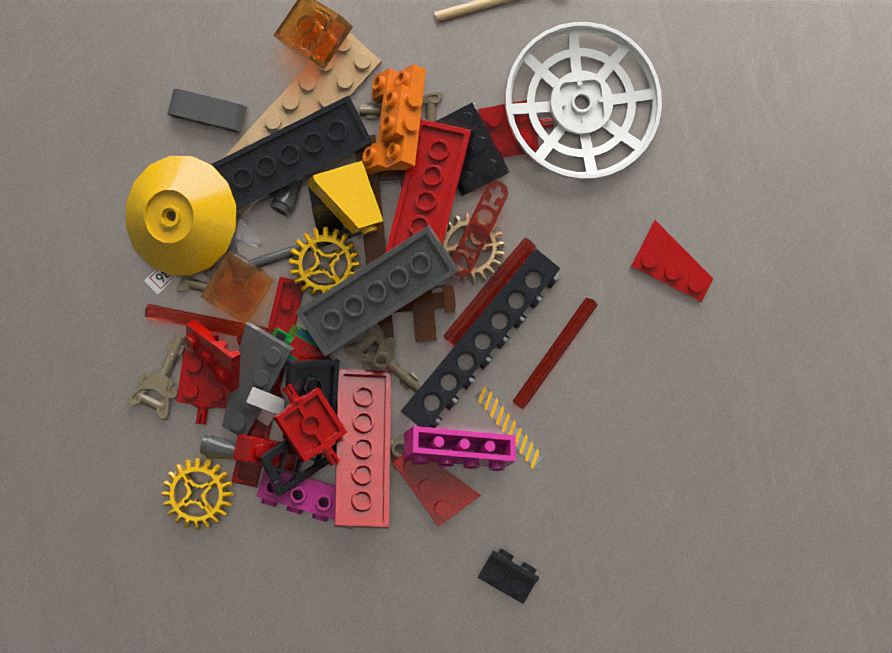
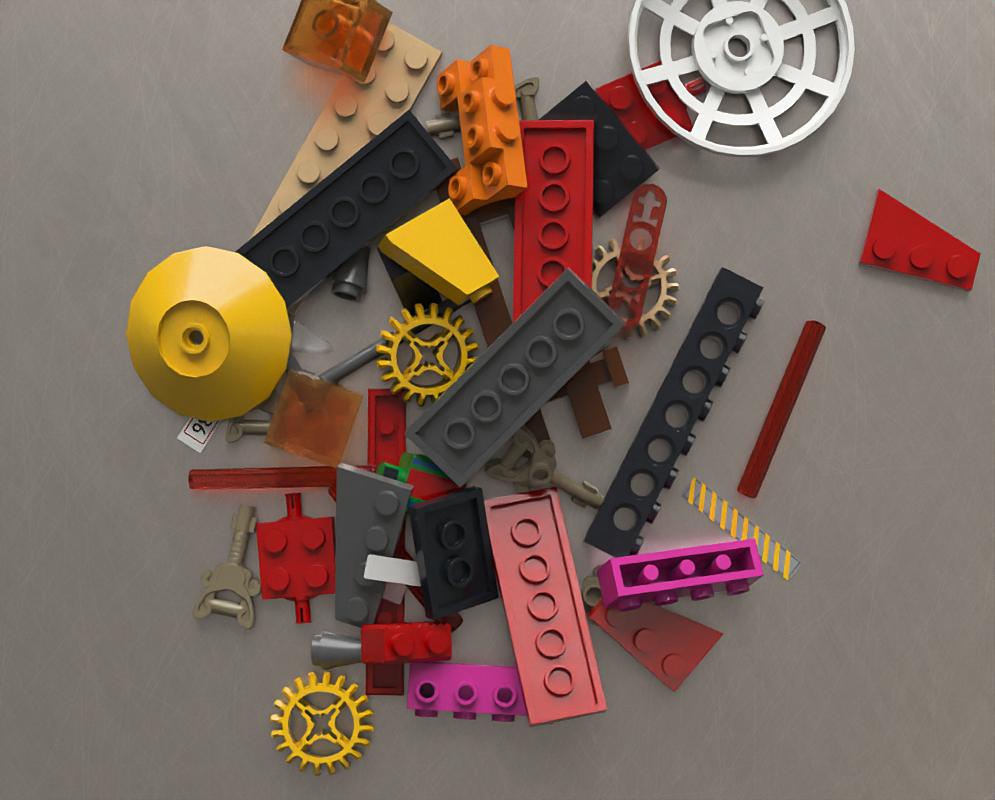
camera: 15 degrees left, 0 degrees up
(207, 110) = (211, 177): dark grey beam -> none
(214, 355) = (302, 521): red wing -> none
(298, 477) = (431, 631): black window -> none
(310, 424) = (462, 590): red plate -> none
(489, 291) = (669, 342): clear red axle -> none
(509, 576) = (788, 739): black bracket -> none

